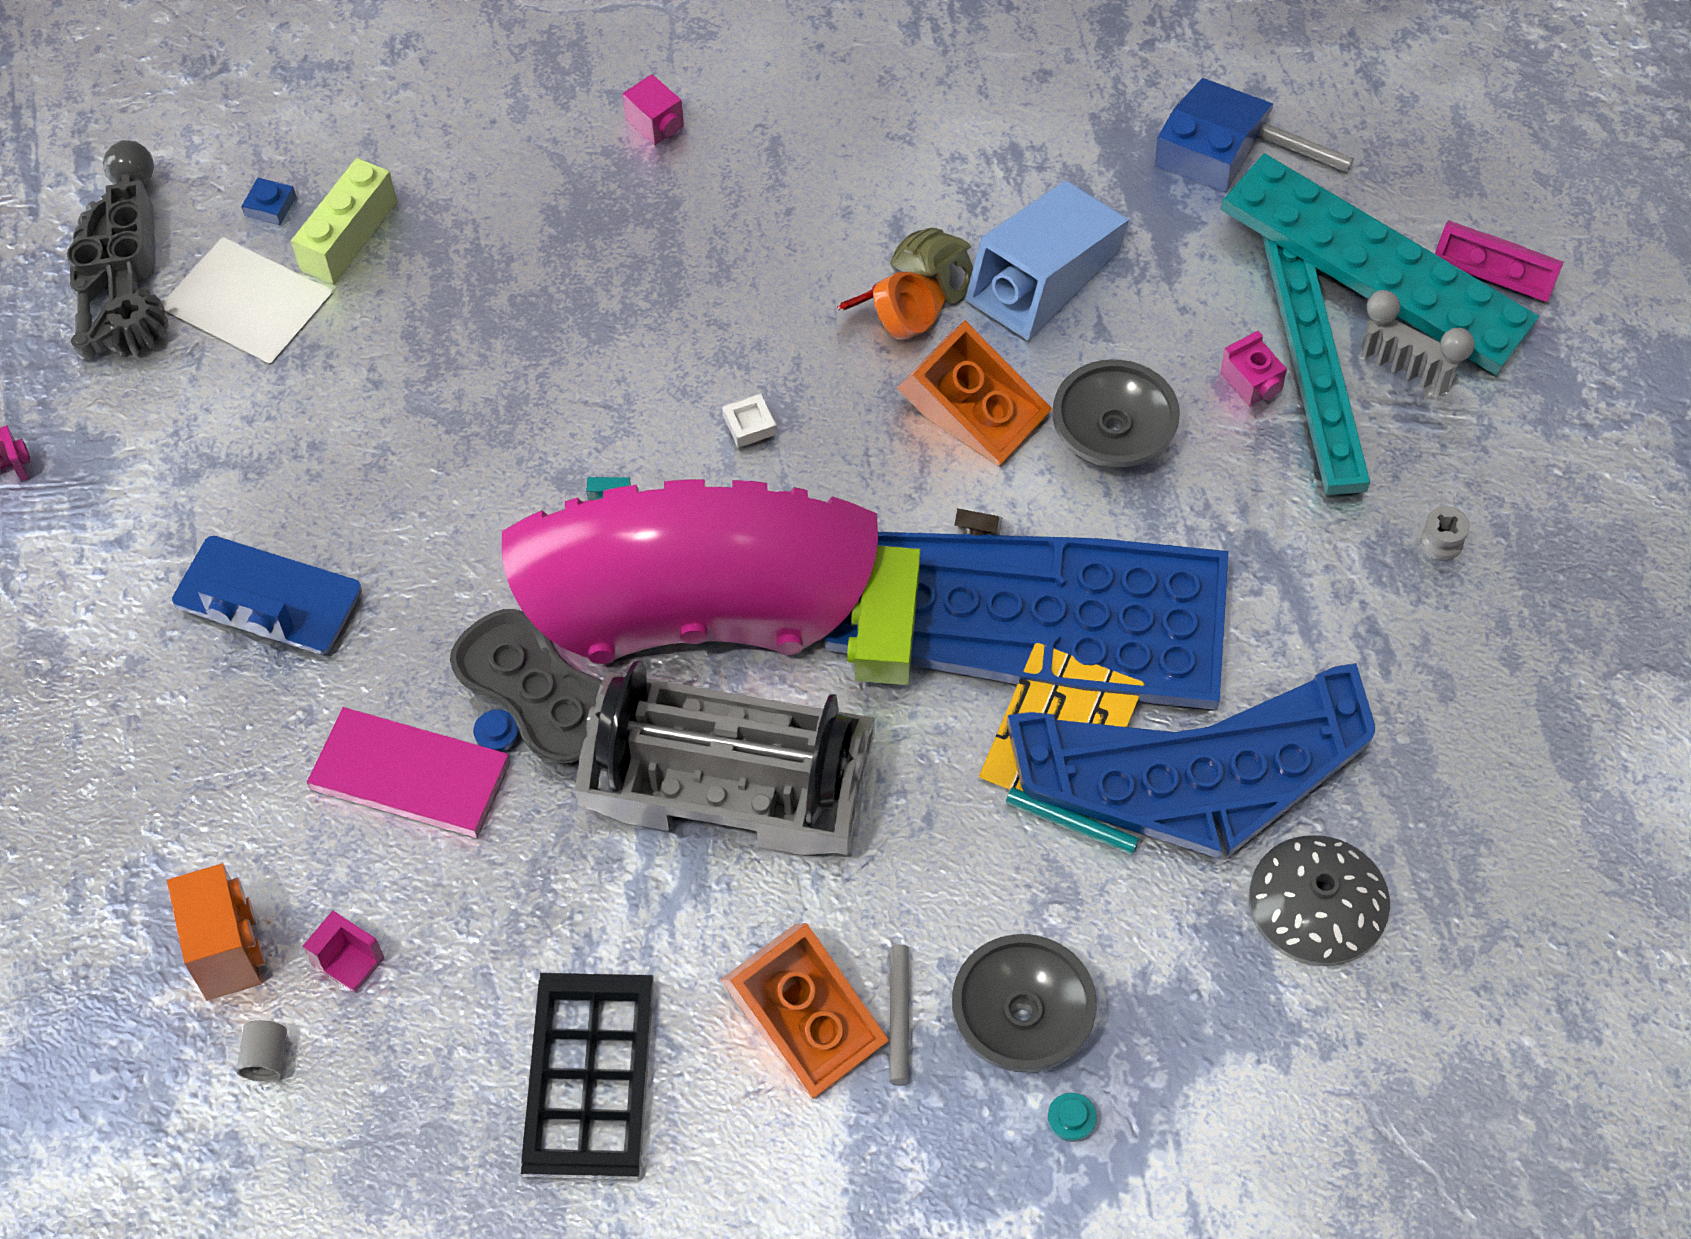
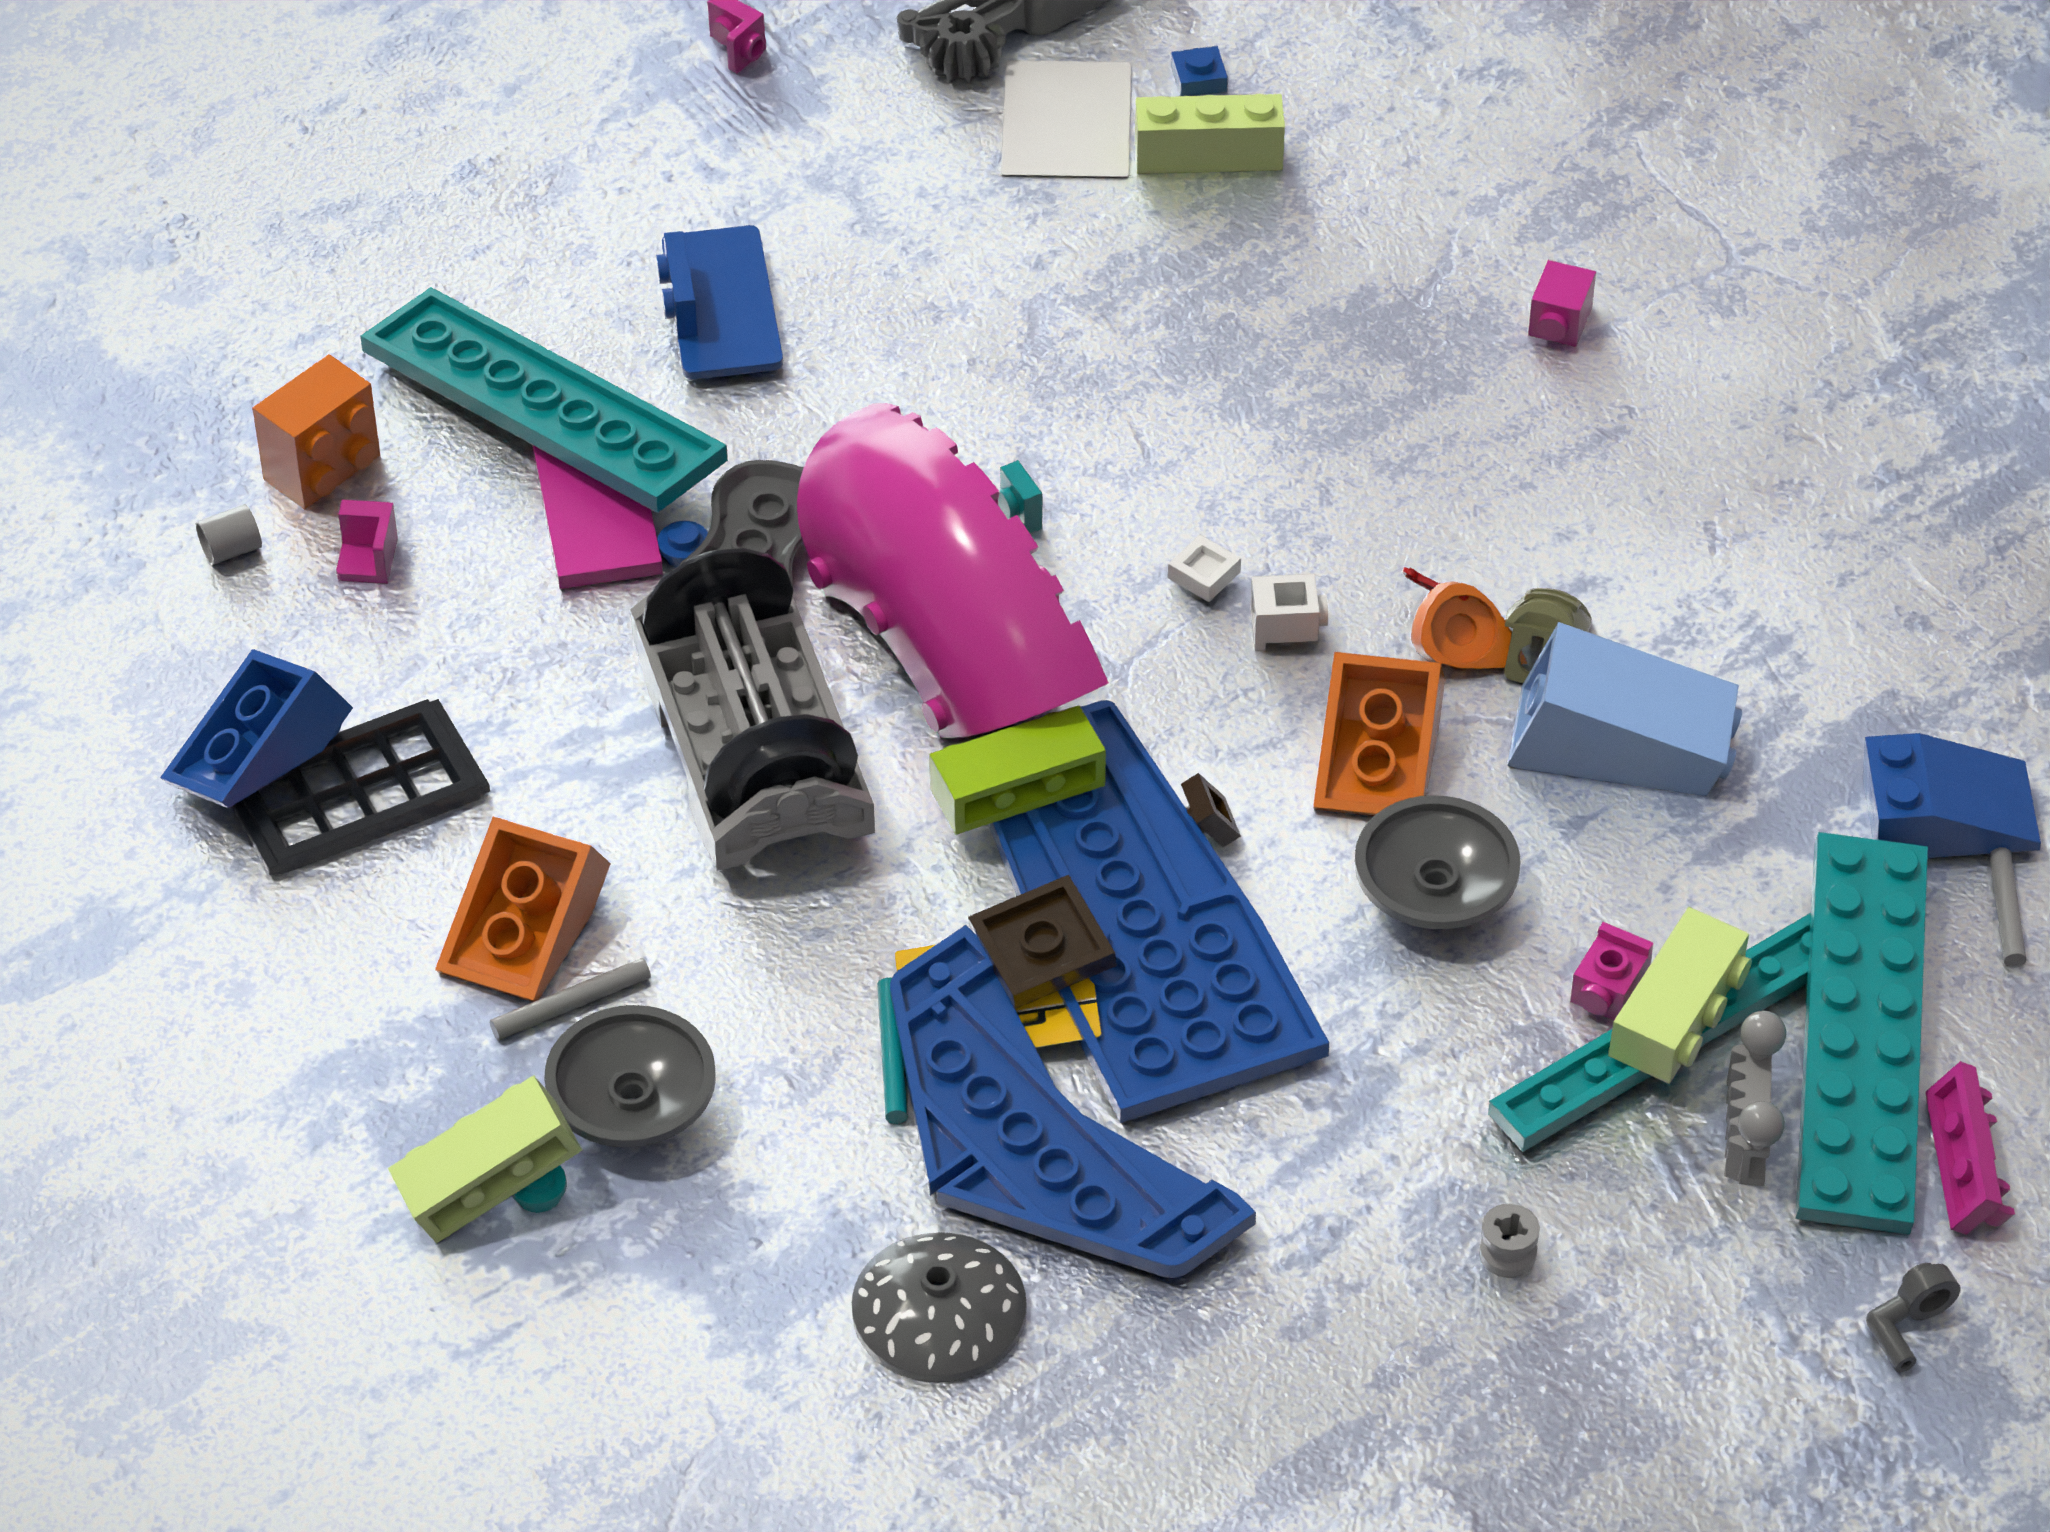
camera: 60 degrees right, 10 degrees down
(287, 757) = (545, 399): none -> teal plate
(509, 1124) = (257, 730): none -> blue slope
(824, 392) = (1286, 609): none -> white brick
(1051, 1142) = (484, 1159): none -> yellowish green brick
(1054, 674) = (1042, 941): none -> dark brown plate
(1314, 337) = (1680, 995): none -> yellowish green brick
(1598, 338) = (1922, 1295): none -> dark grey plate

